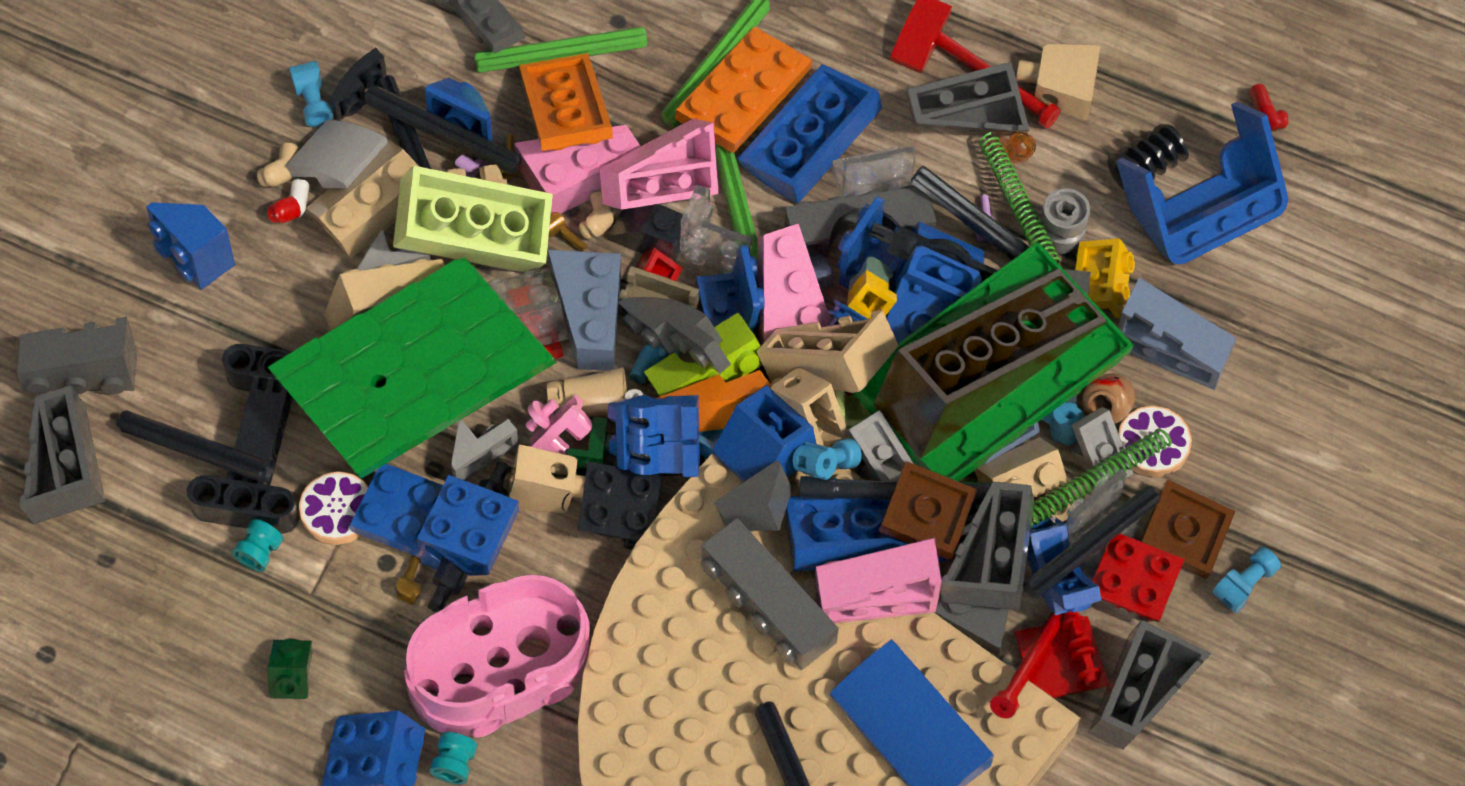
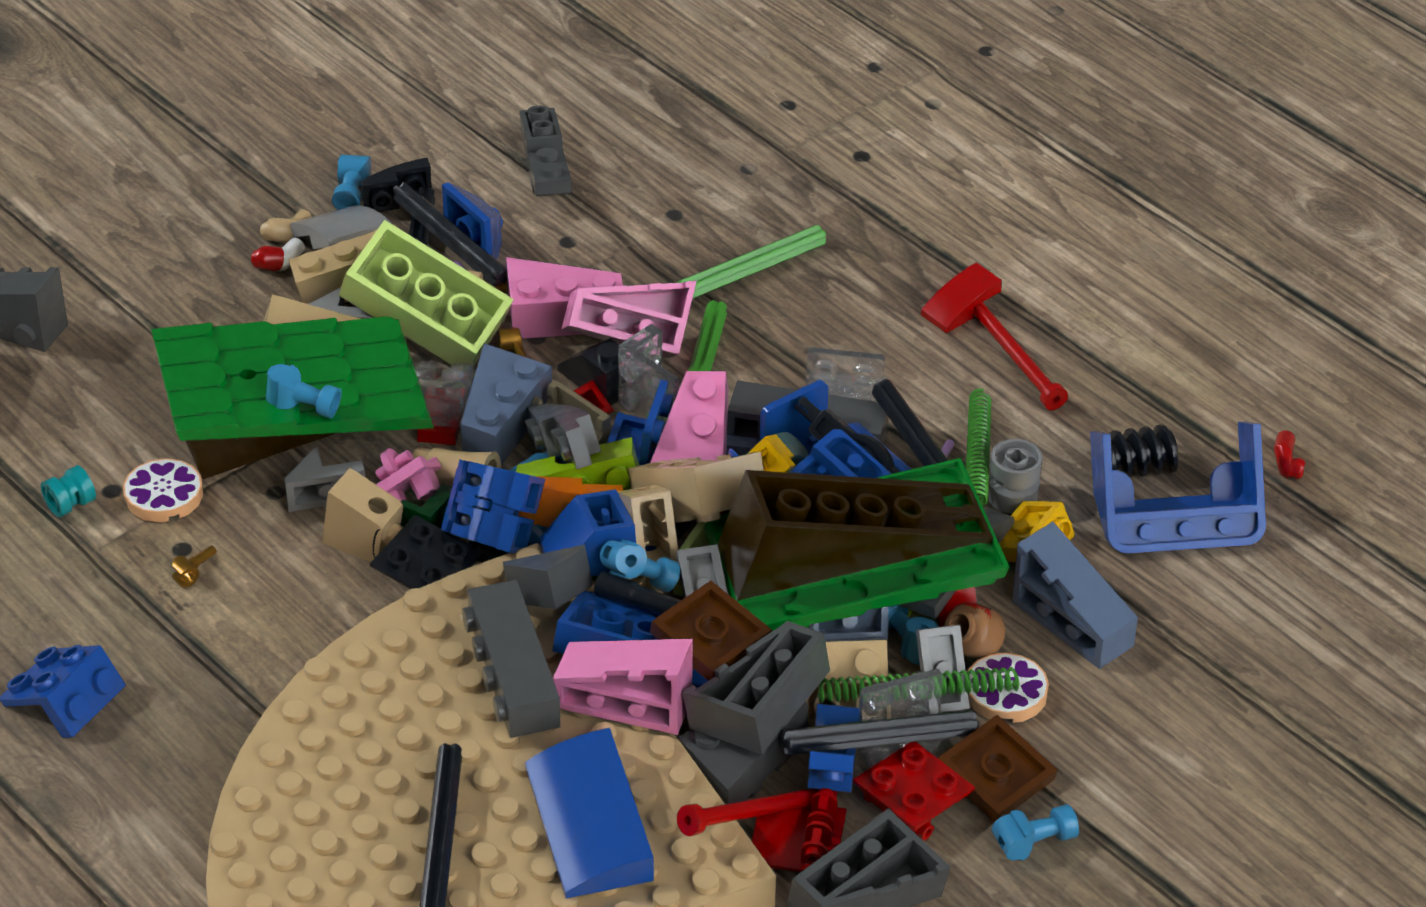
camera: 25 degrees right, 20 degrees down
(192, 240) = (165, 246): blue slope -> none
(195, 446) = (61, 394): black axle -> none
(258, 435) = (108, 427): black beam -> none
(289, 668) = (27, 593): dark green bracket -> none
(428, 388) = (286, 390): none -> dark azure leg
(447, 526) = (242, 522): blue piece -> none
(453, 759) = (130, 715): teal wheel -> none
(515, 613) = (222, 639): bright pink piece -> none
(535, 52) = (605, 216): bright green axle -> none
(565, 102) = (574, 243): orange plate -> none
(598, 220) = (554, 349): tan arm -> none
(745, 88) = (760, 289): orange plate -> none
(811, 132) = (778, 349): blue slope -> none
(971, 101) = (973, 354): dark grey wedge -> none
(1015, 141) = (1004, 407): clear orange hinge -> none
(1064, 77) = (1087, 368): tan torso -> none

